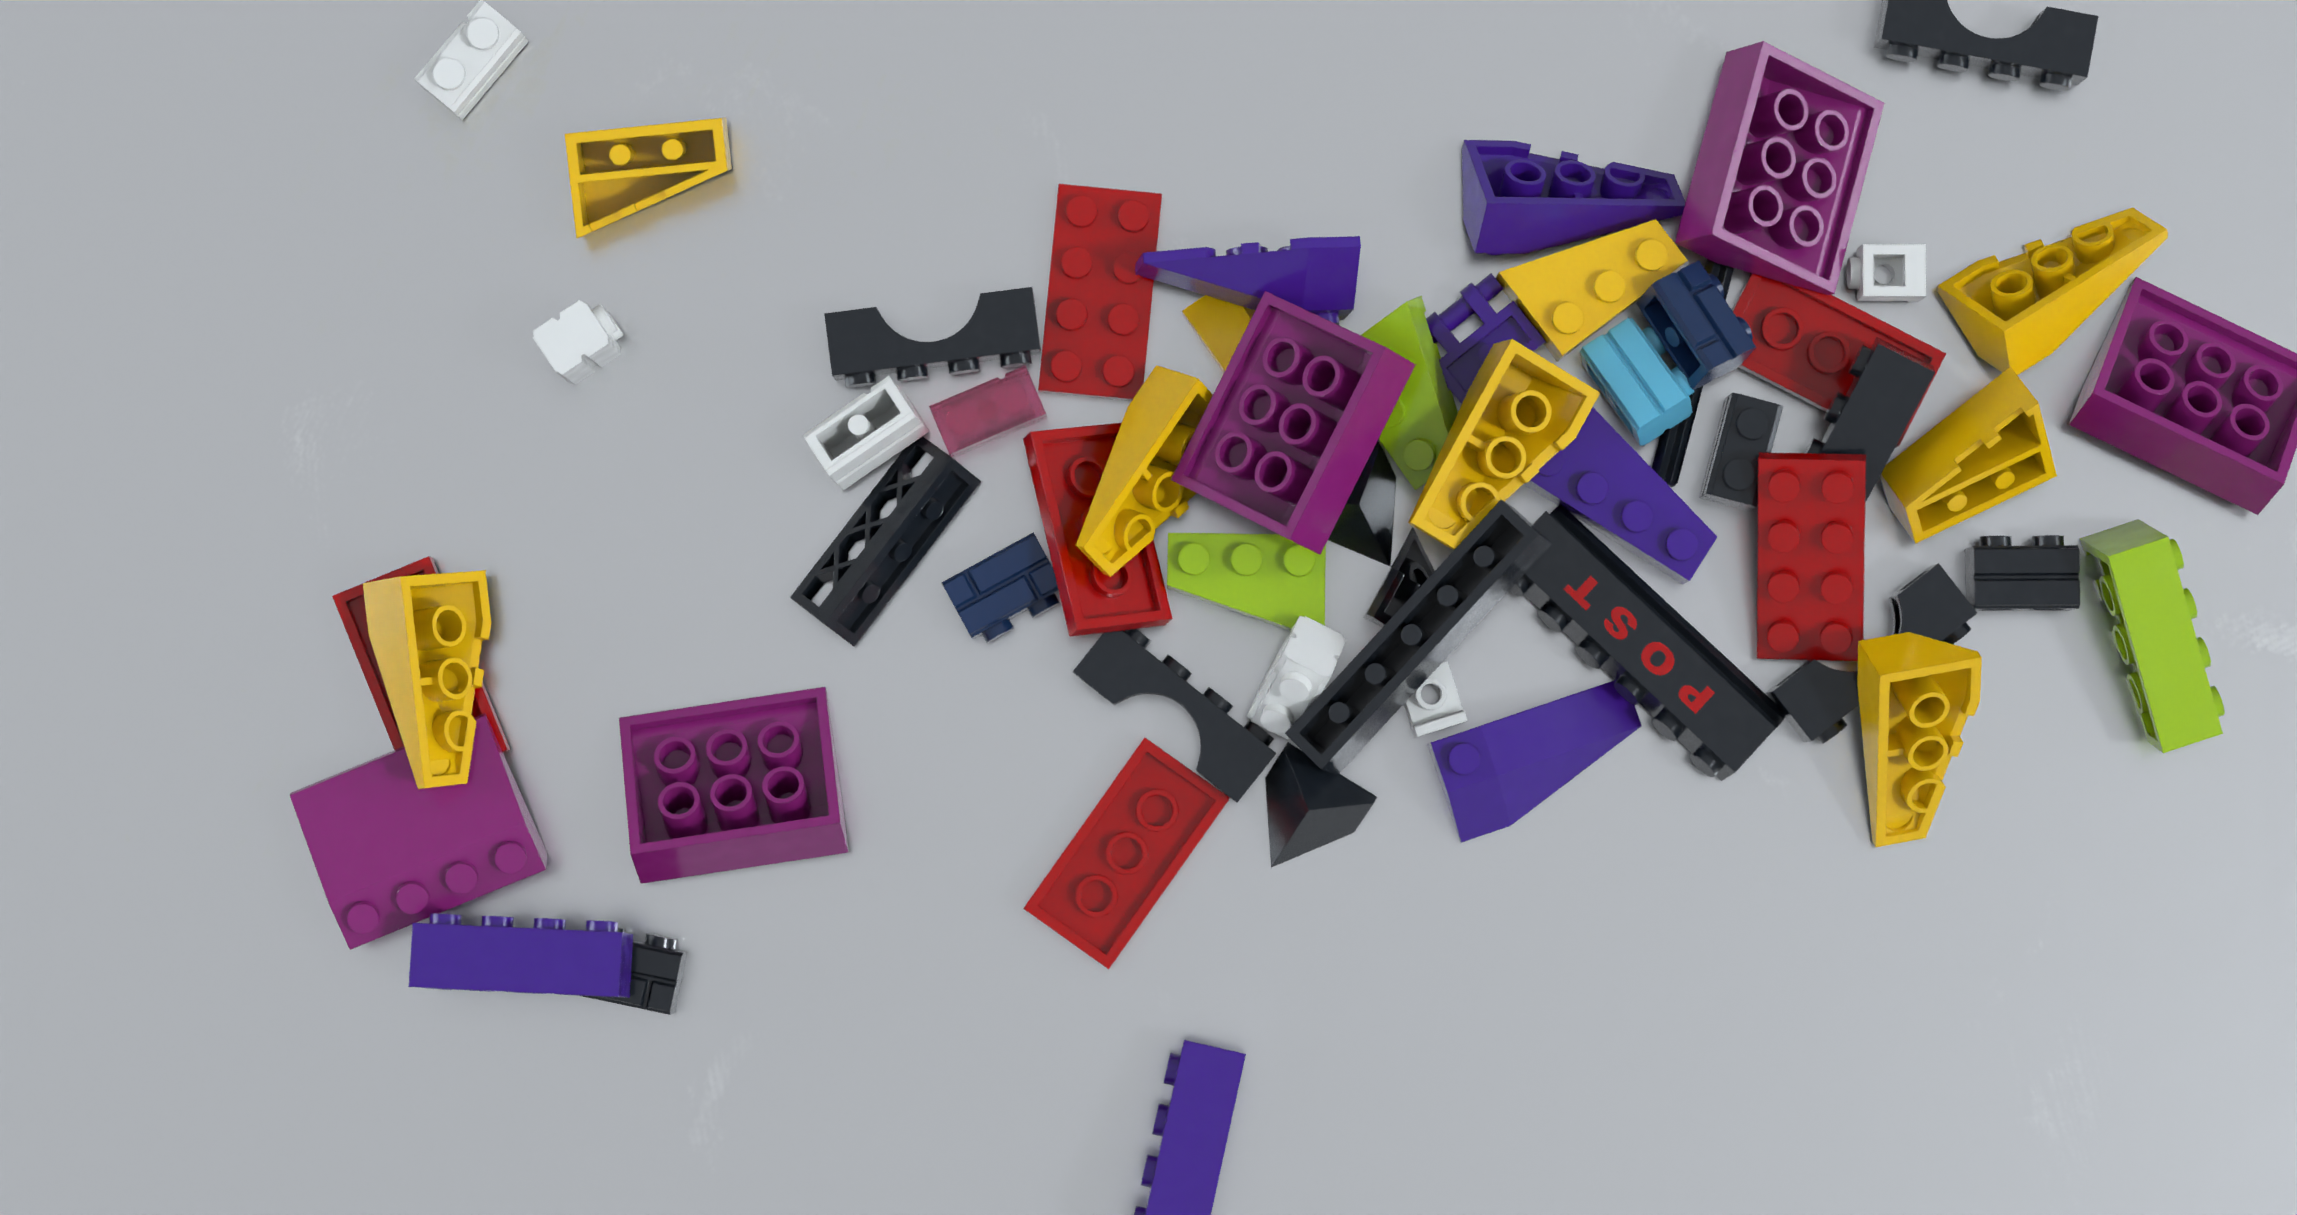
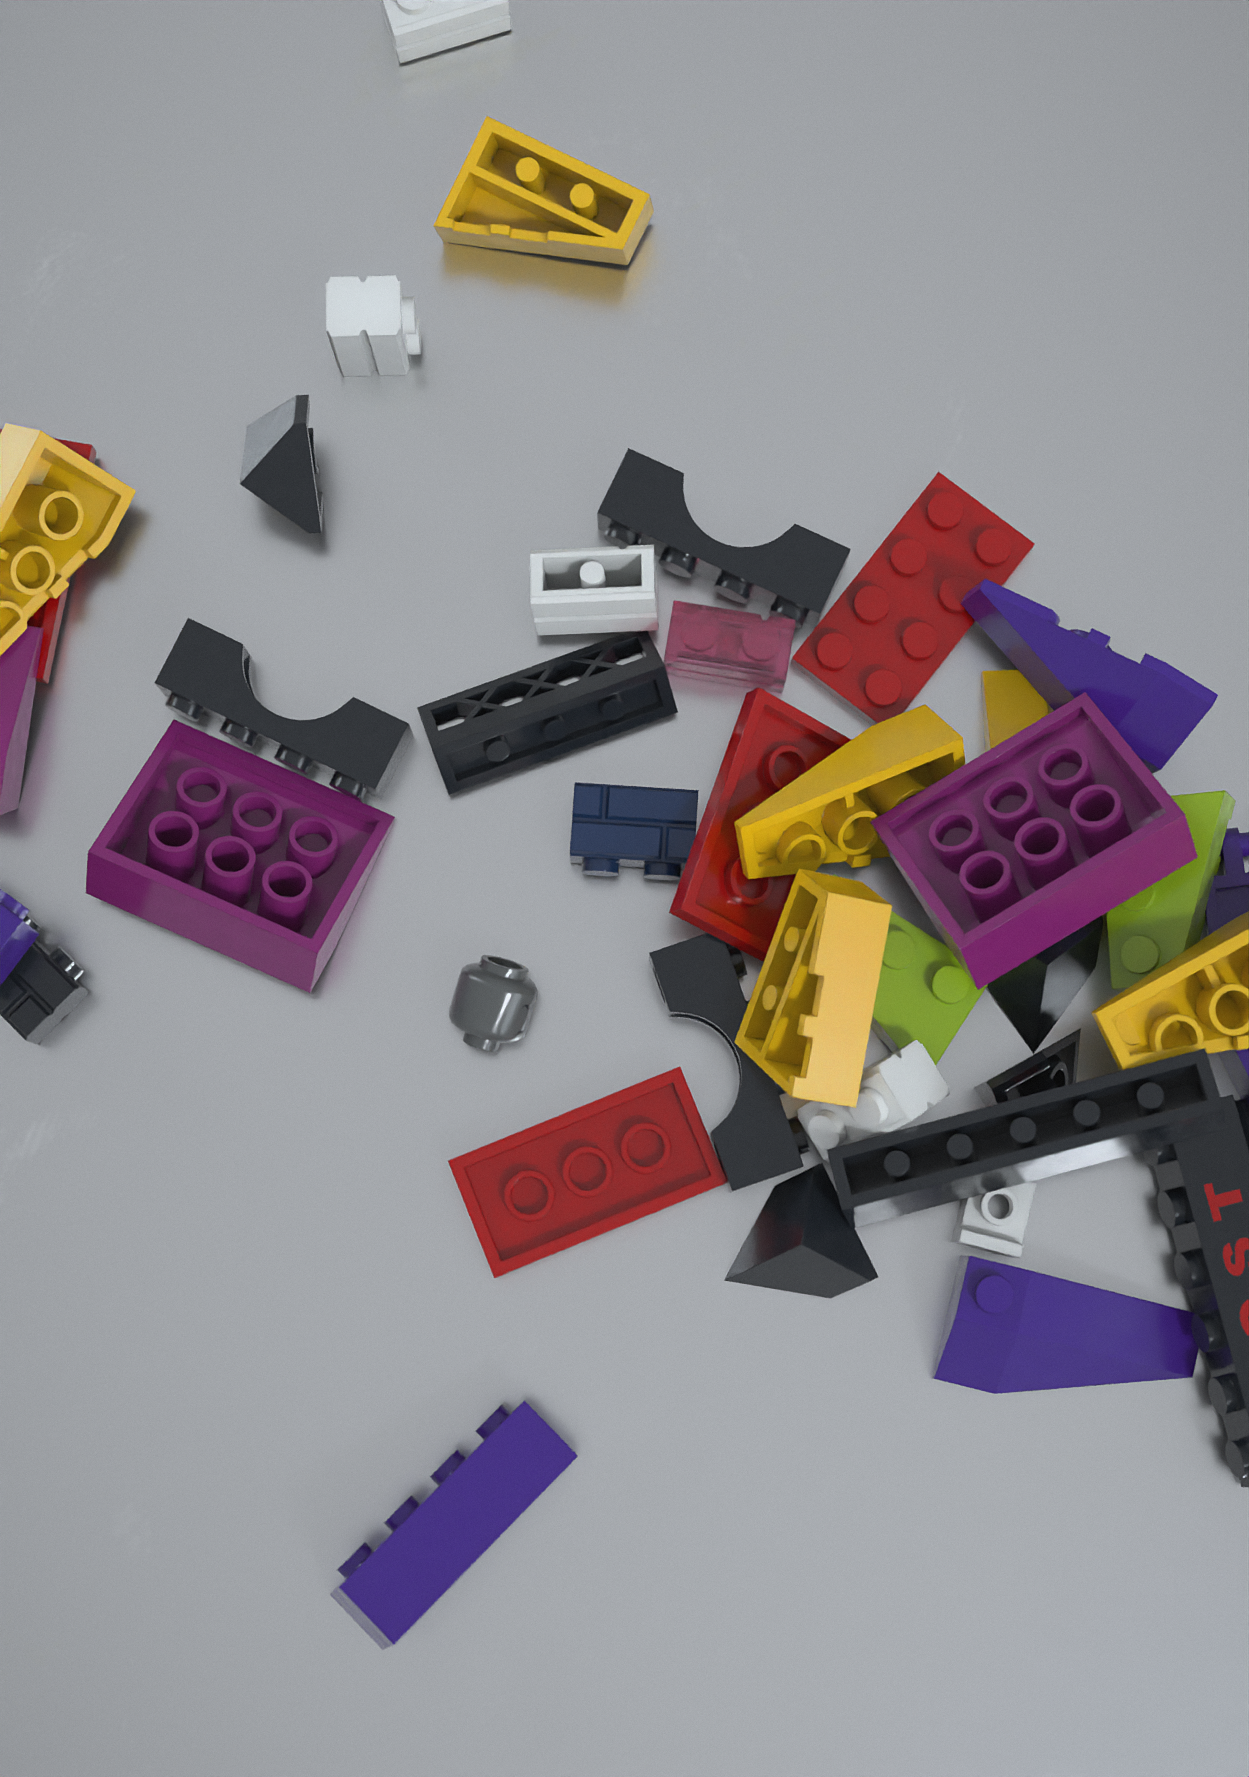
camera: 30 degrees right, 5 degrees down
(579, 482) = (282, 463): none -> black slope
(629, 670) = (213, 678): none -> black arch
(983, 776) = (493, 1002): none -> dark grey head
(1208, 625) = (818, 989): none -> yellow wedge

